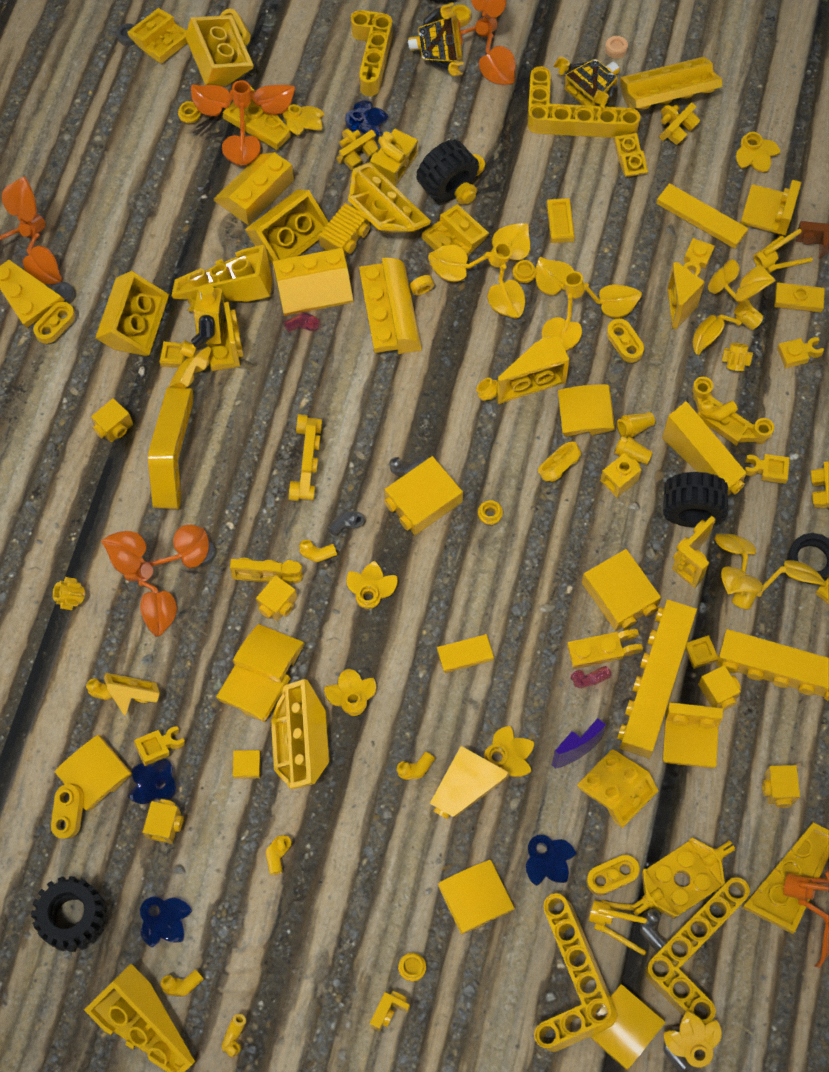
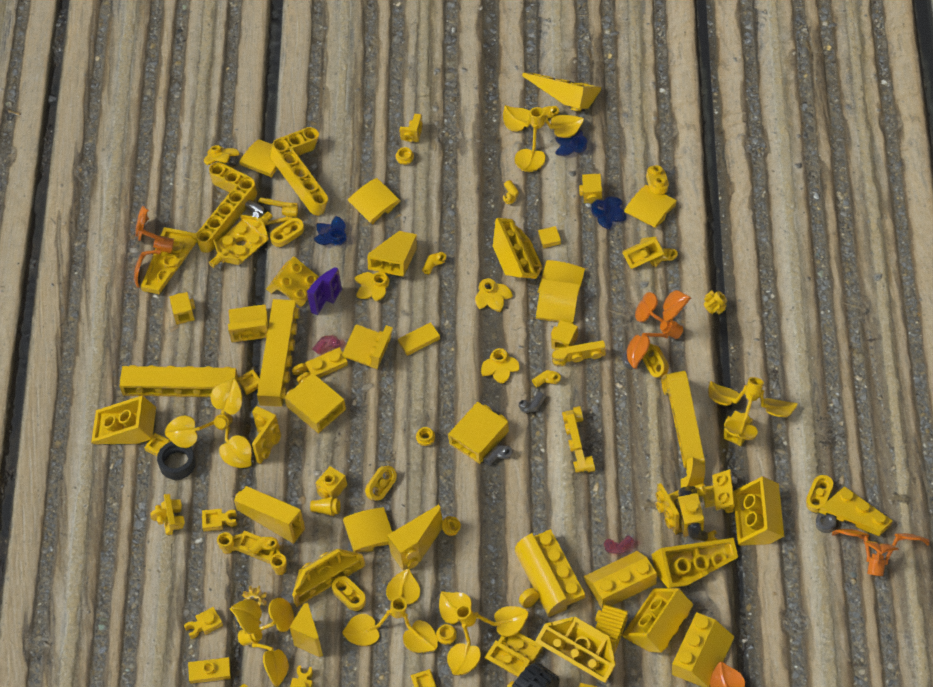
camera: 170 degrees right, 10 degrees down
(51, 901) = (630, 136): black tyre -> none
(57, 433) = (753, 391): none -> yellow plant
(155, 747) = (614, 229): yellow plate -> none
(159, 348) = (723, 491): none -> yellow hinge
(161, 949) = (518, 118): none -> yellow plant
(170, 524) = (656, 362): none -> yellow plate
(235, 1027) = (504, 95): yellow arm -> none
(534, 652) = (367, 345): none -> yellow bracket
(634, 424) = (327, 527): yellow cone -> none
(647, 367) = (319, 574): none -> yellow wedge
(695, 498) = (269, 466): black tyre -> none
(720, 688) = (232, 355): yellow brick -> none

